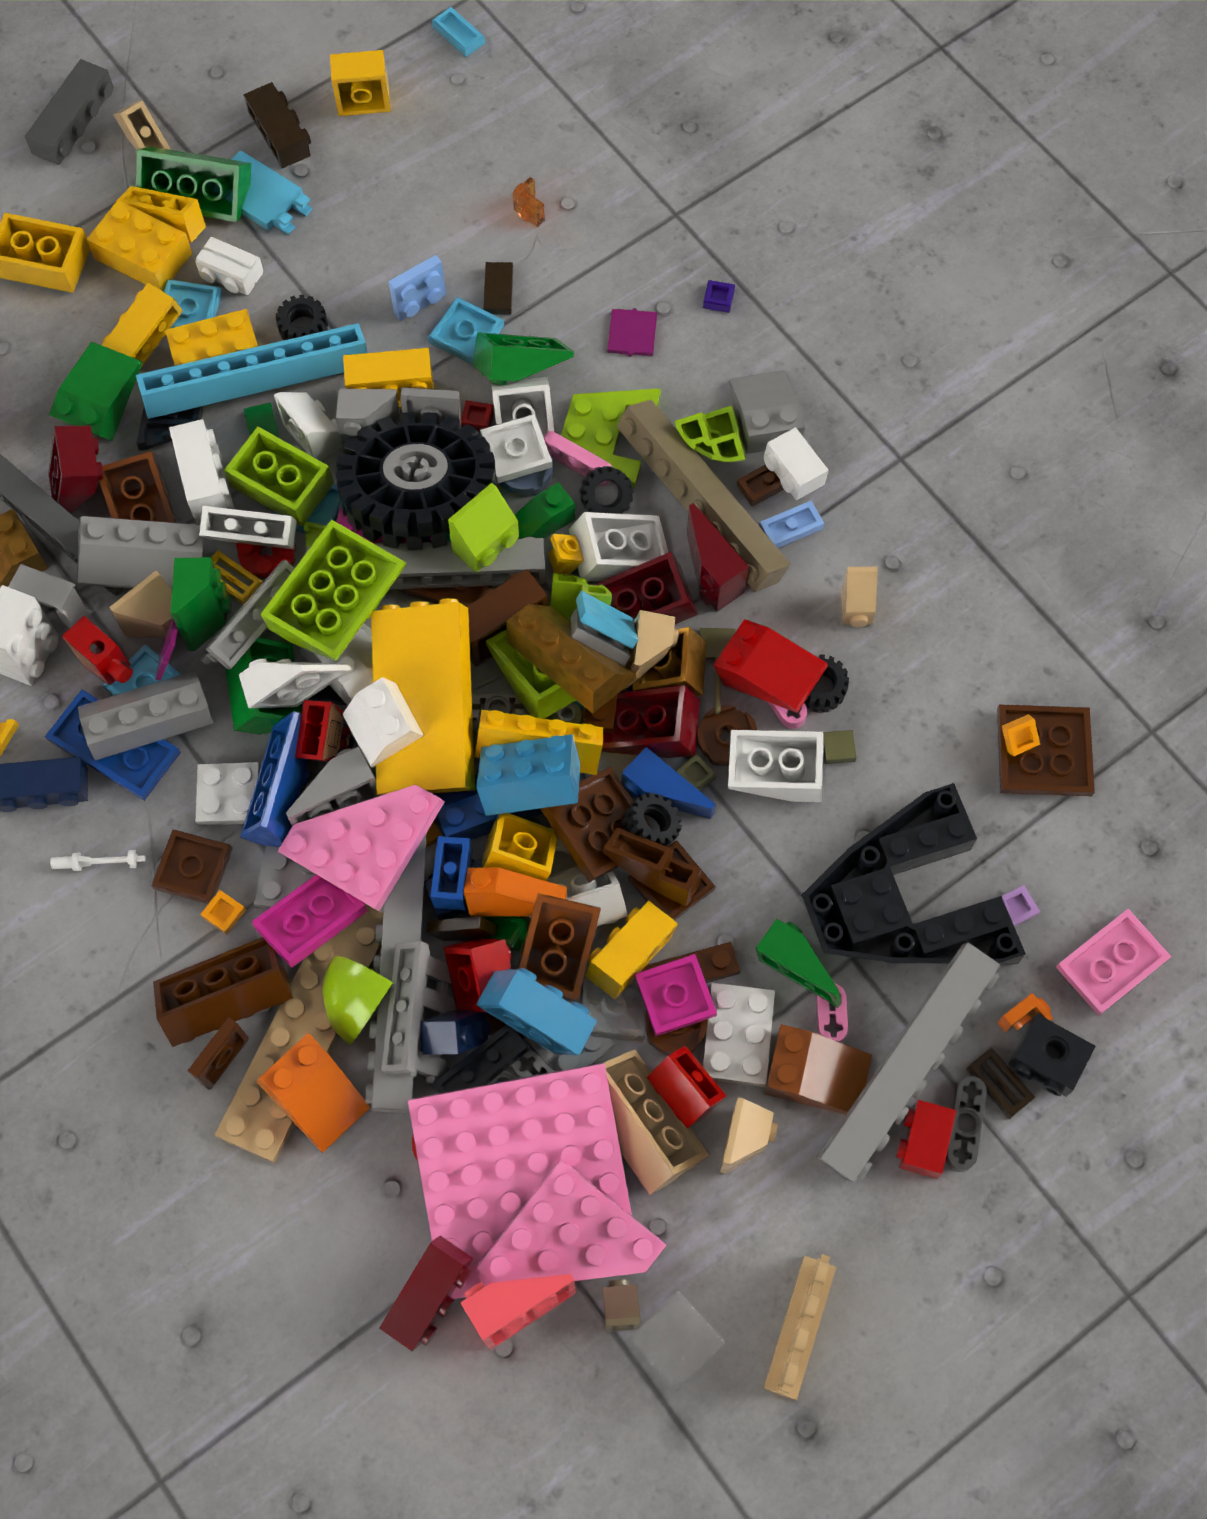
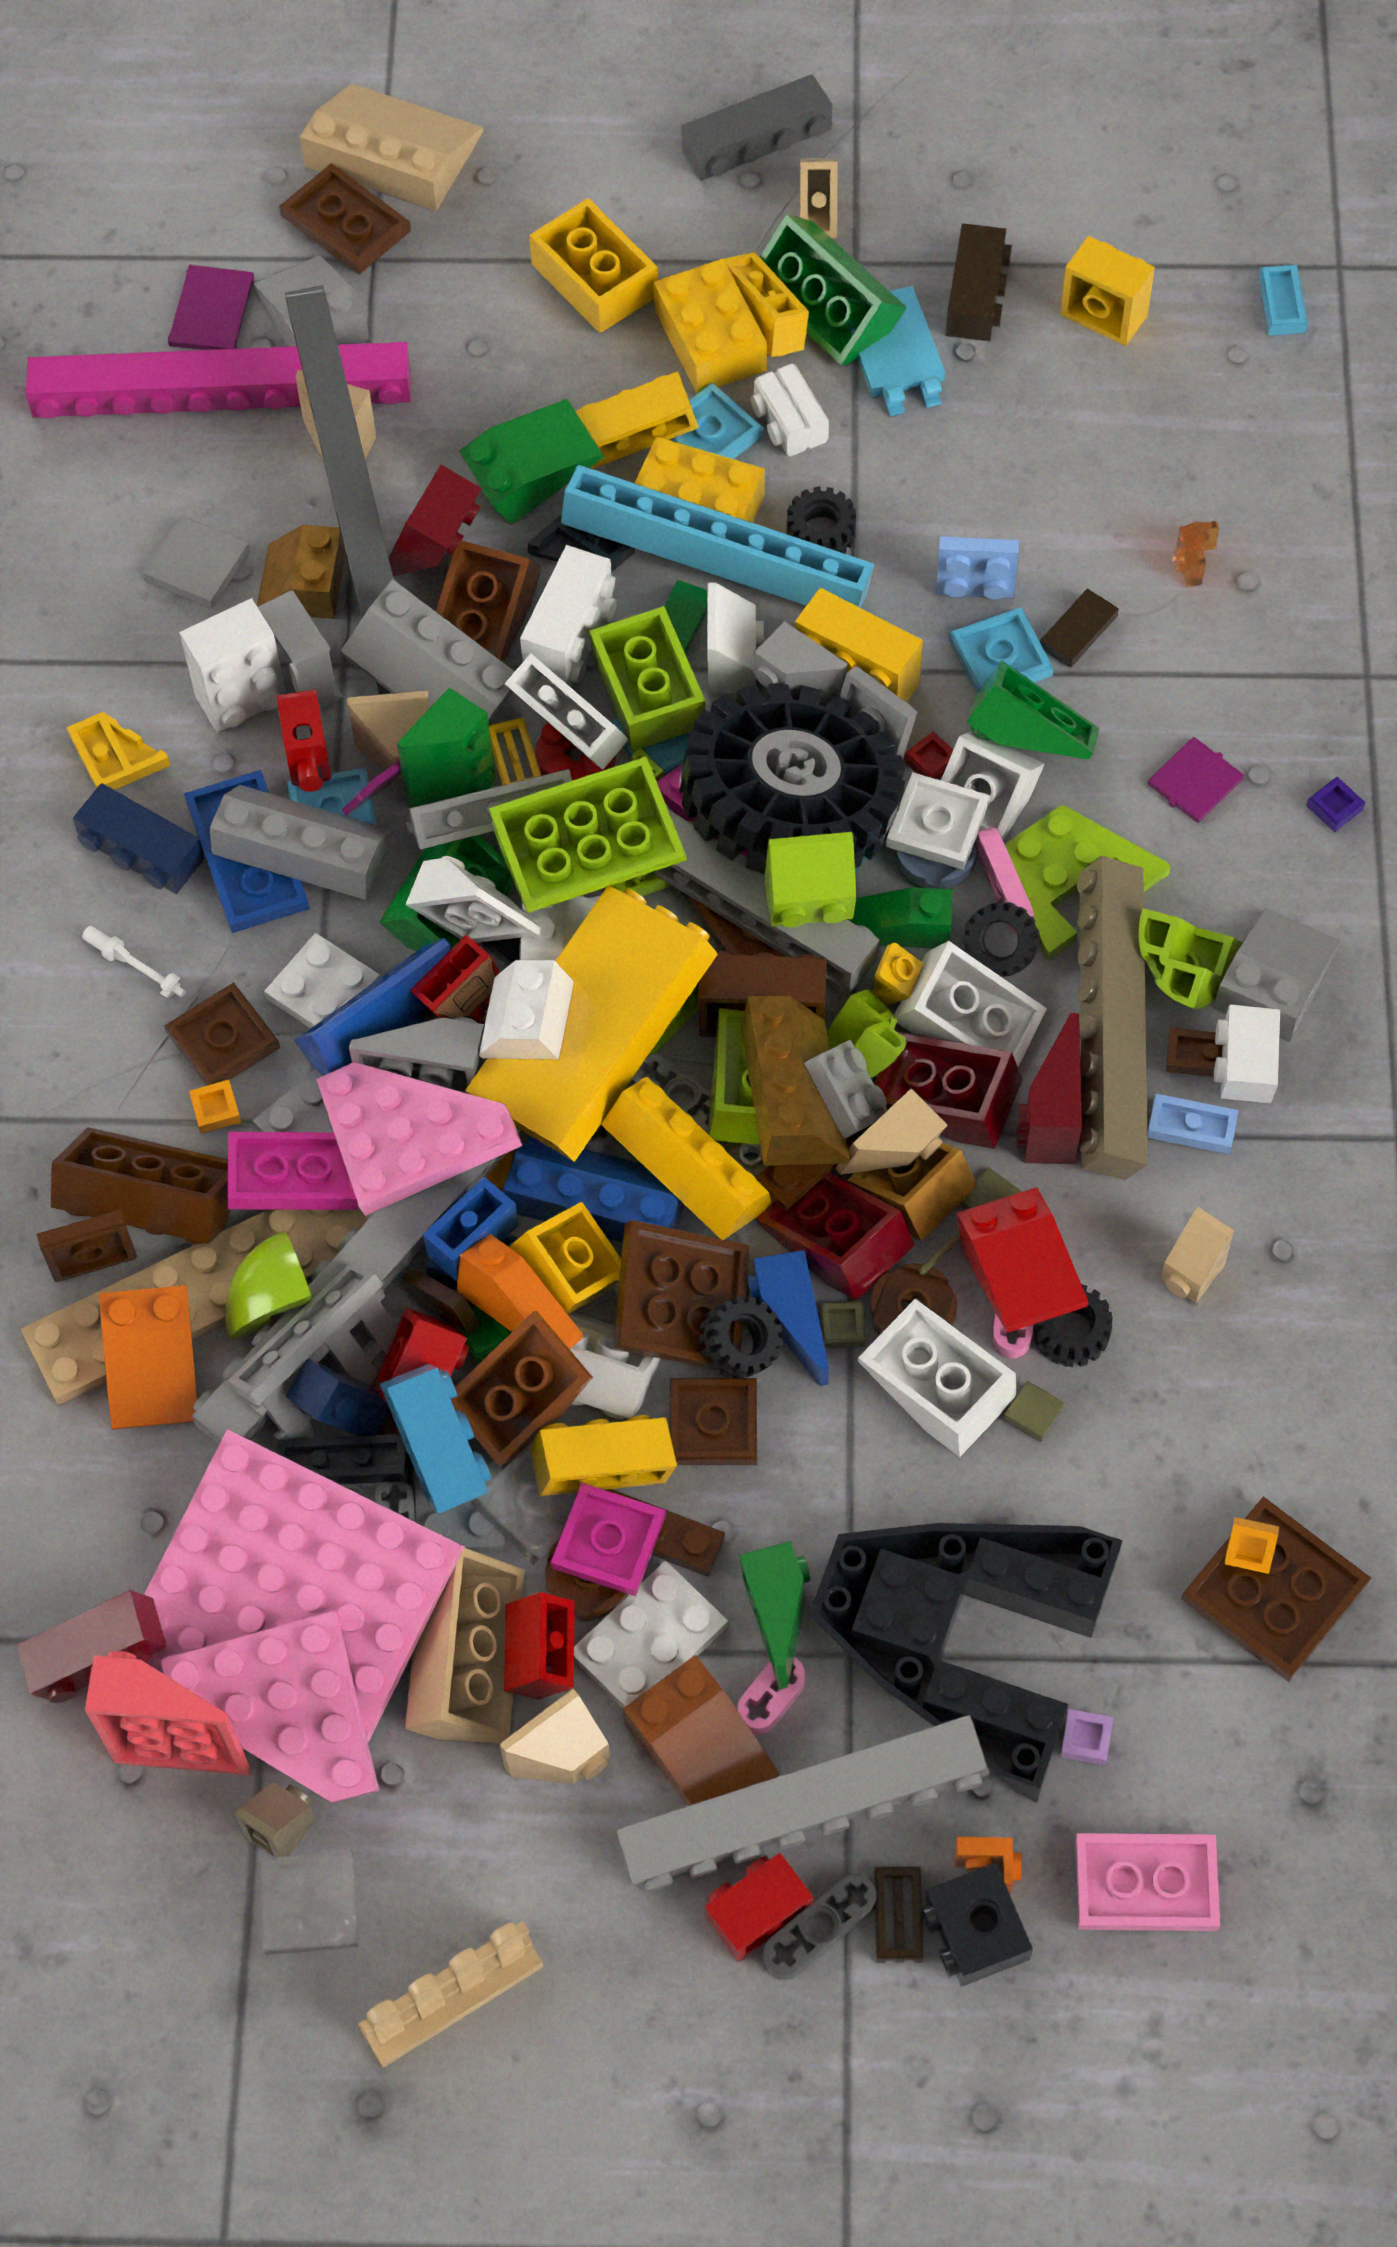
camera: 40 degrees right, 5 degrees down
(528, 775) = (637, 1182): dark azure brick -> none
(606, 619) = (864, 1073): medium azure tile -> none
(653, 865) = (700, 1383): reddish brown slope -> none

